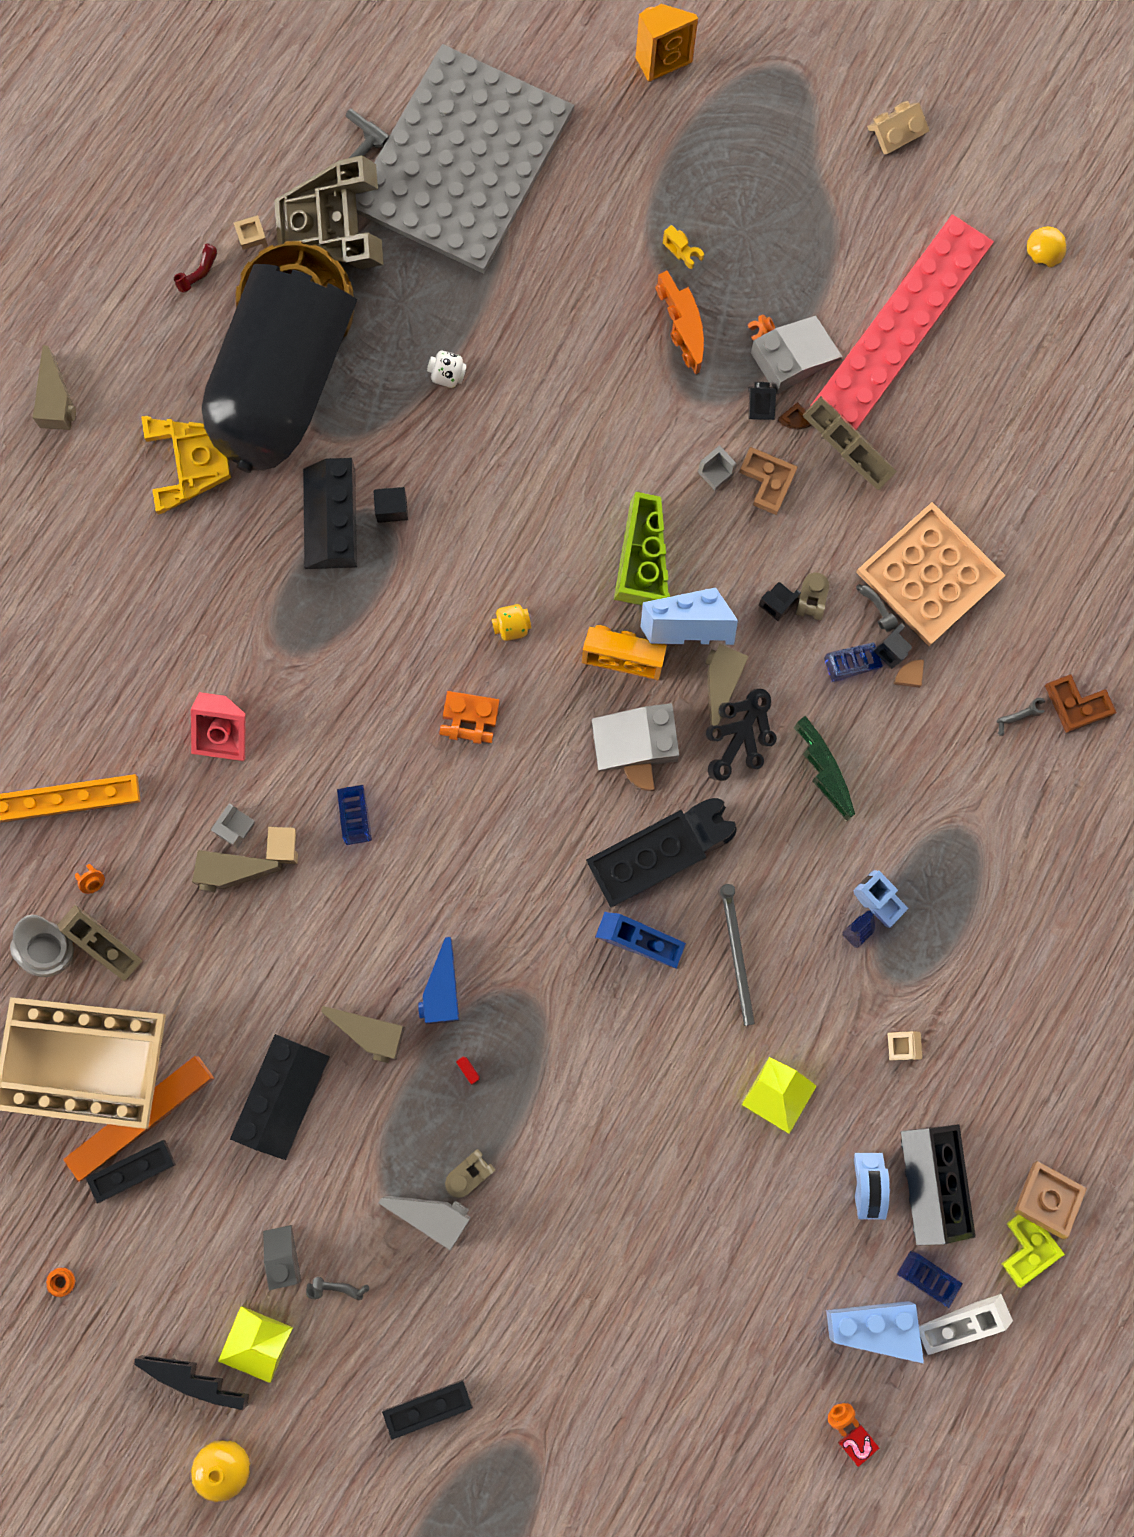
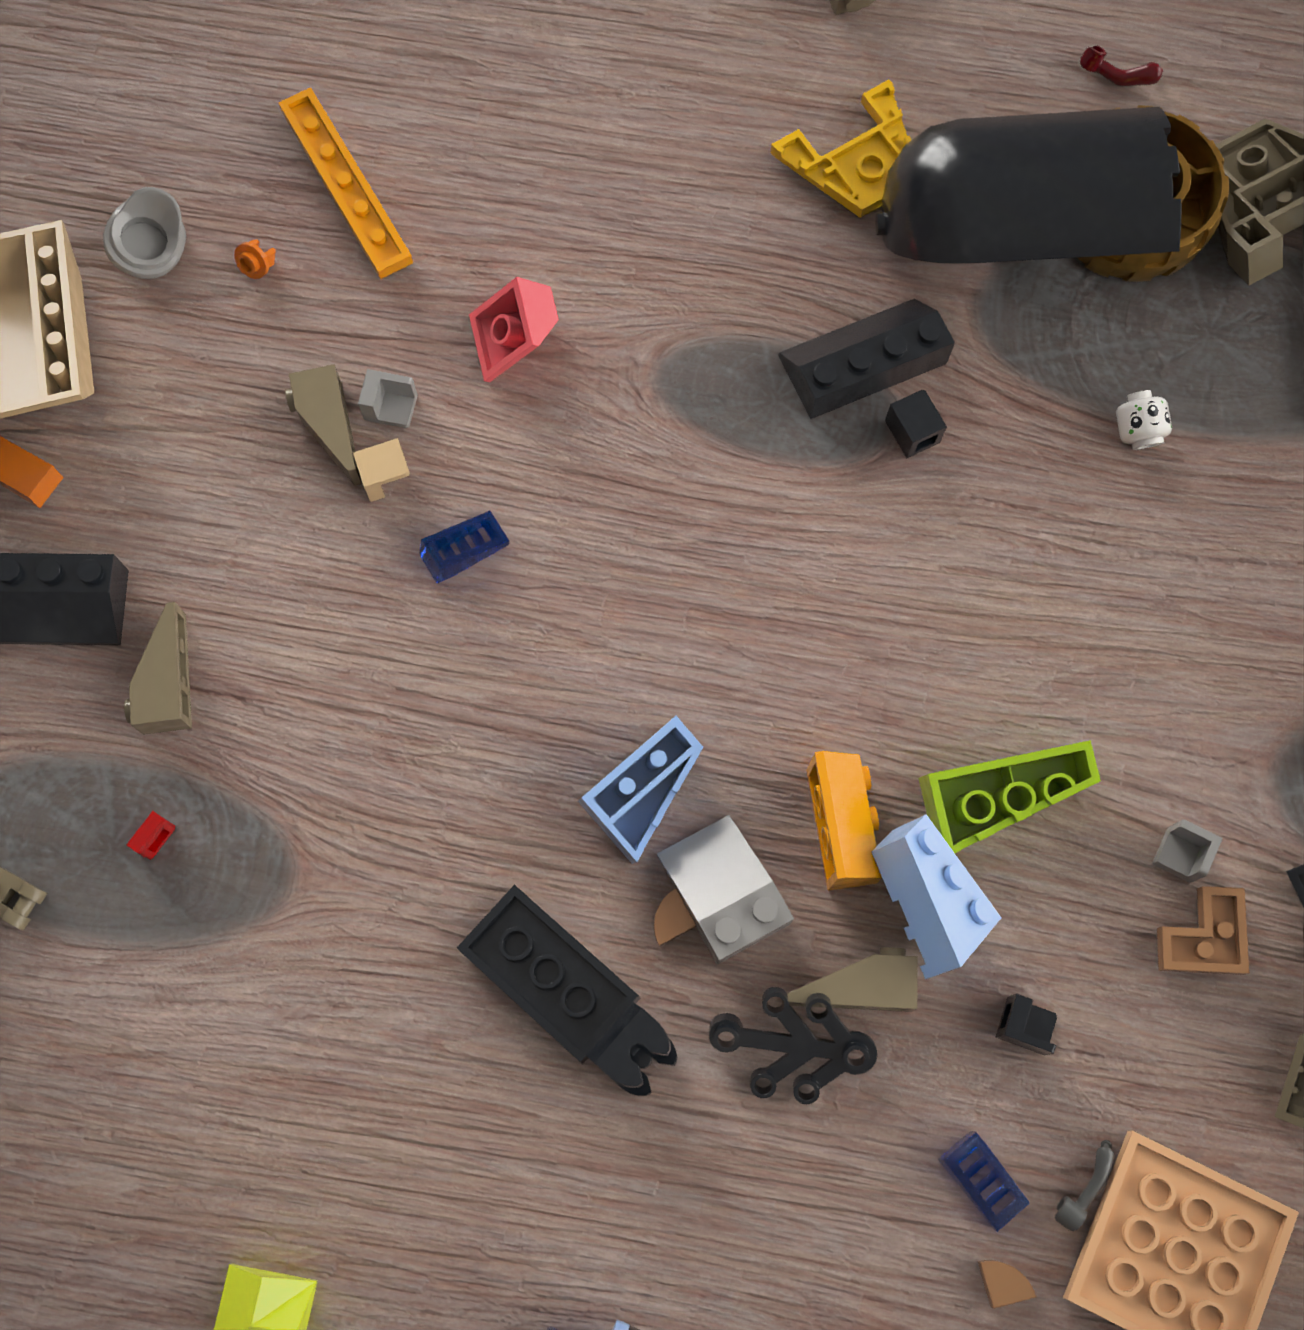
camera: 70 degrees right, 5 degrees down
(99, 942) = (174, 298): dark tan slope -> none
(250, 233) = (1204, 105): tan panel -> none
(440, 994) = (251, 755): blue slope -> none
(469, 709) = (673, 644): orange plate -> none
(511, 622) = (820, 647): yellow head -> none
(556, 760) = (640, 789): none -> light blue wedge
(640, 939) = (424, 1011): blue slope -> none
(726, 893) = (538, 1116): dark grey bar -> none
(813, 588) = (1072, 1075): dark tan plate -> none
(830, 777) = (783, 1212): clear green slope -> none
(893, 647) = (1034, 1238): black panel -> none

